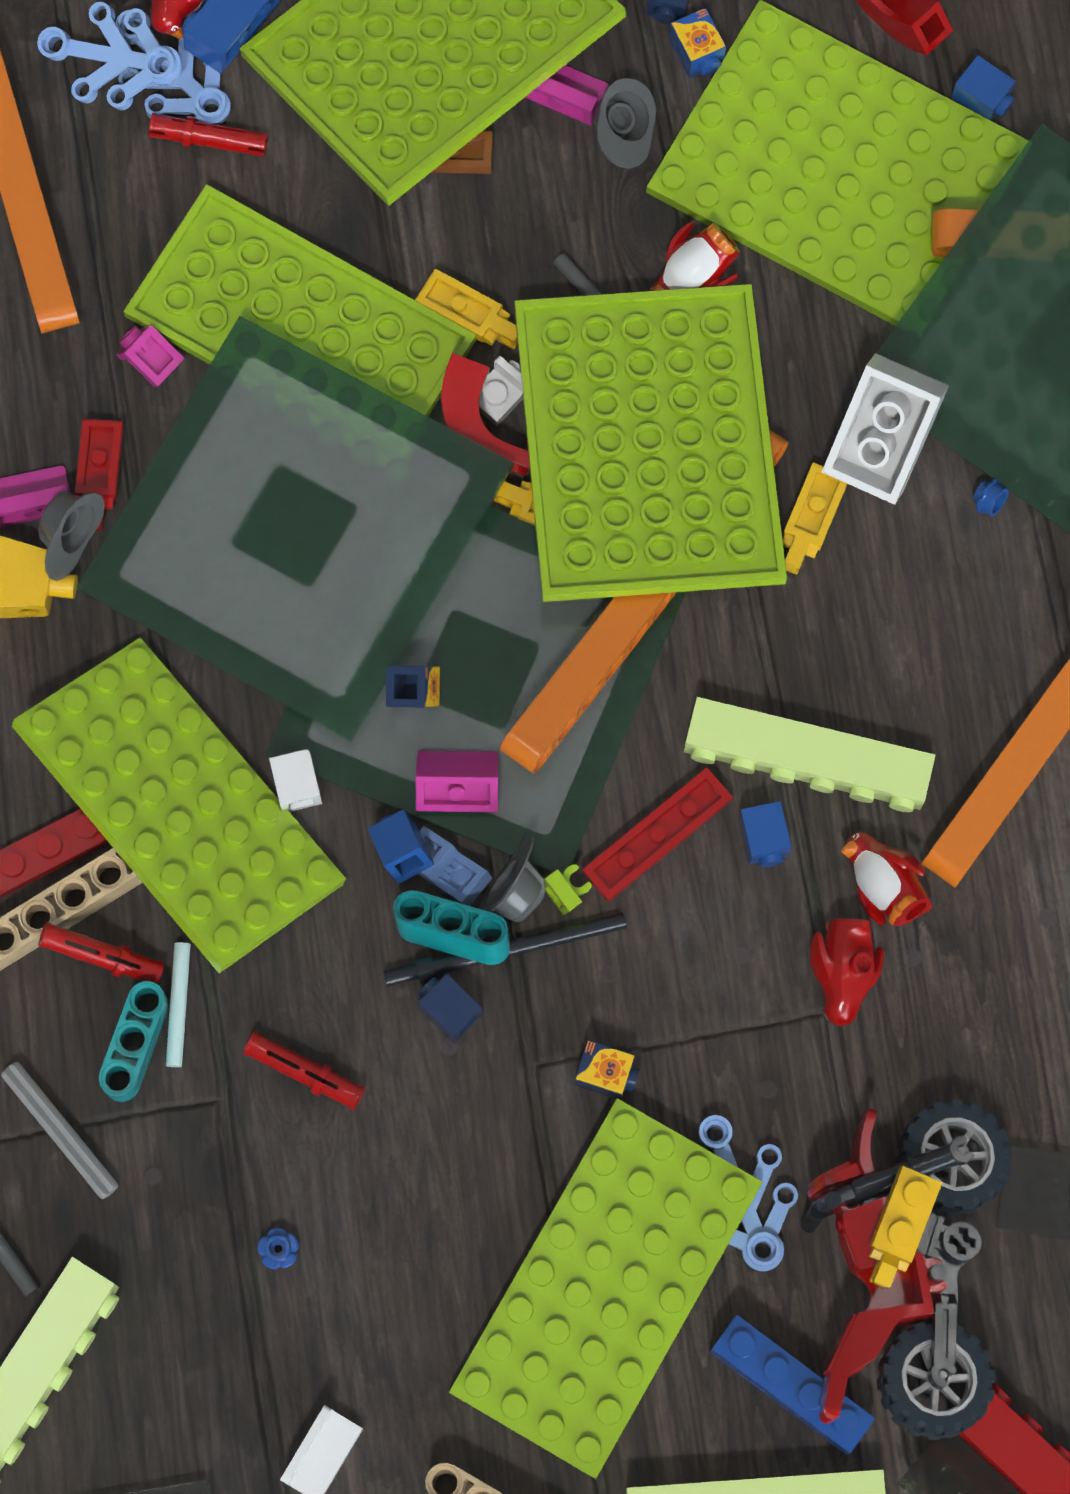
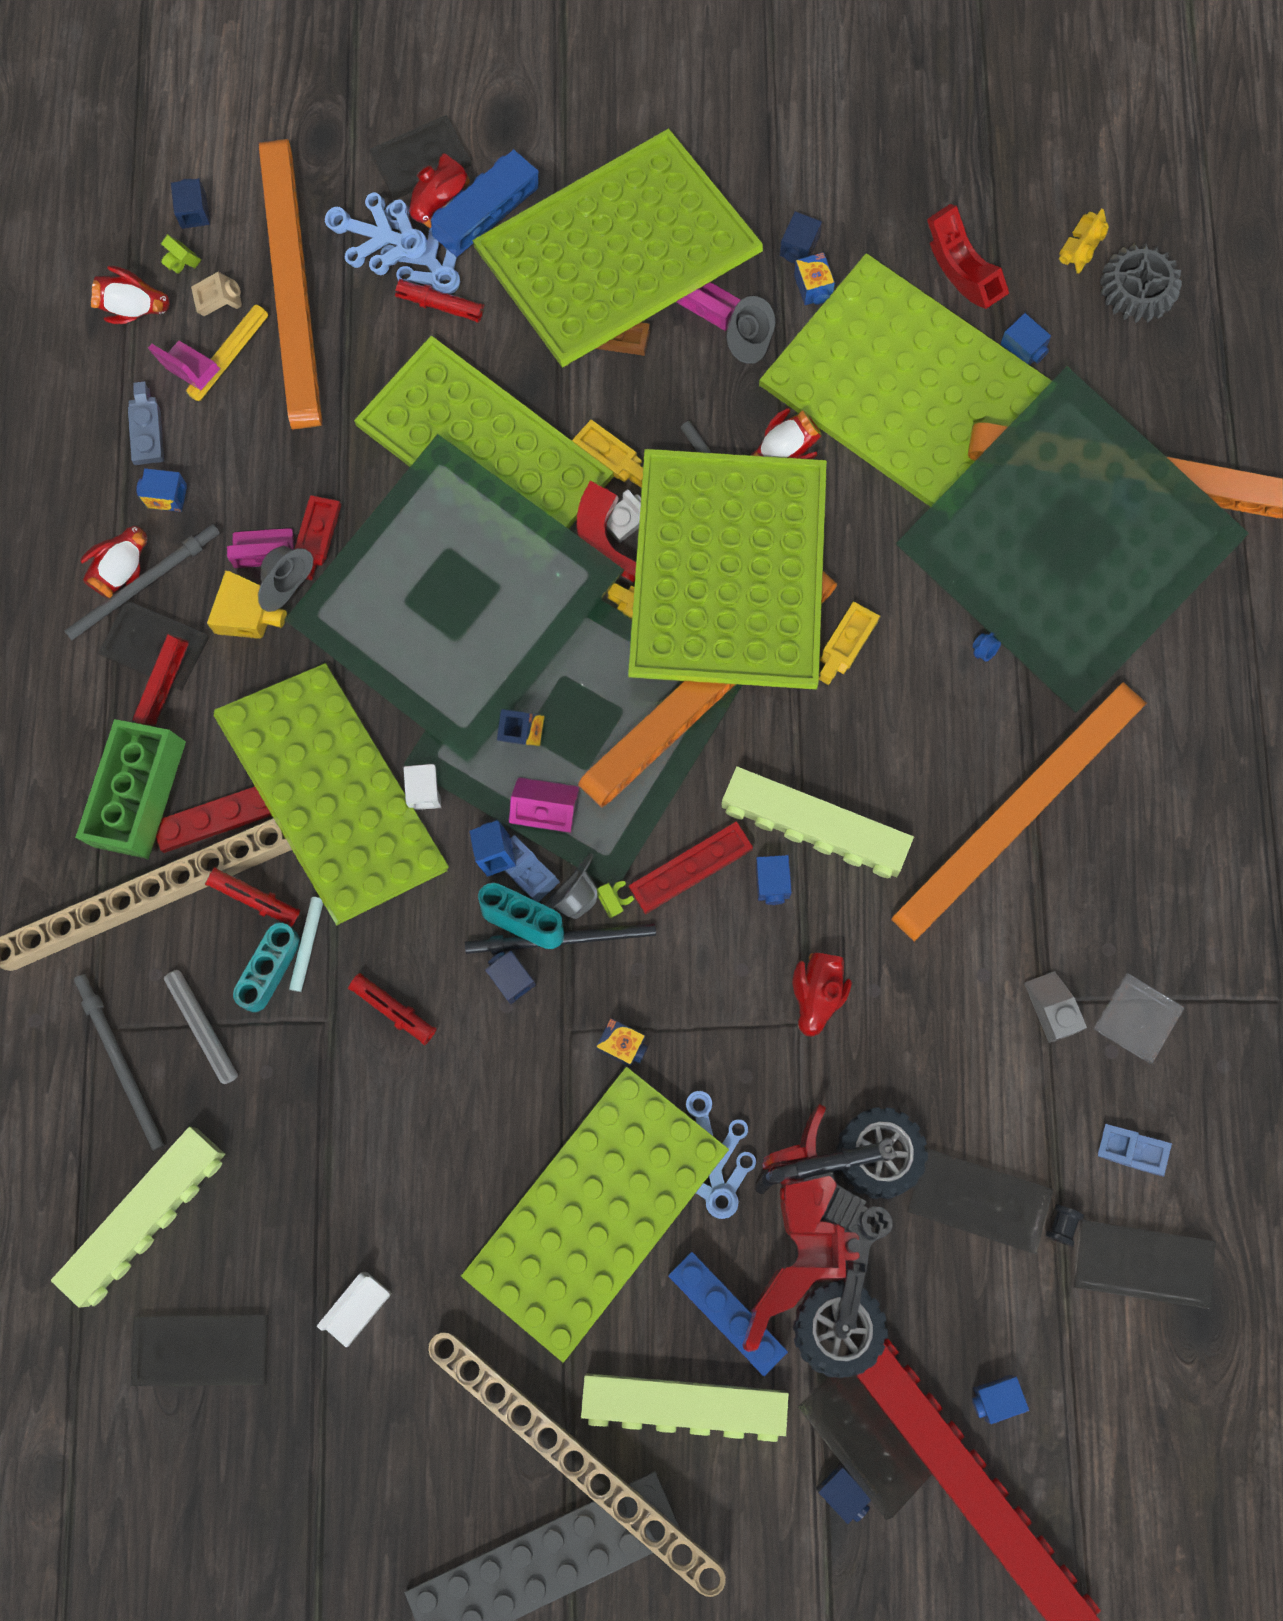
camera: 15 degrees right, 0 degrees up
(149, 354) = (368, 454): dark pink bracket -> none
(289, 1245) = (358, 1143): blue plate -> none
(885, 428) = (911, 581): white brick -> none
(886, 880) = (861, 928): animal -> none
(902, 1224) = (830, 1202): yellow hinge -> none

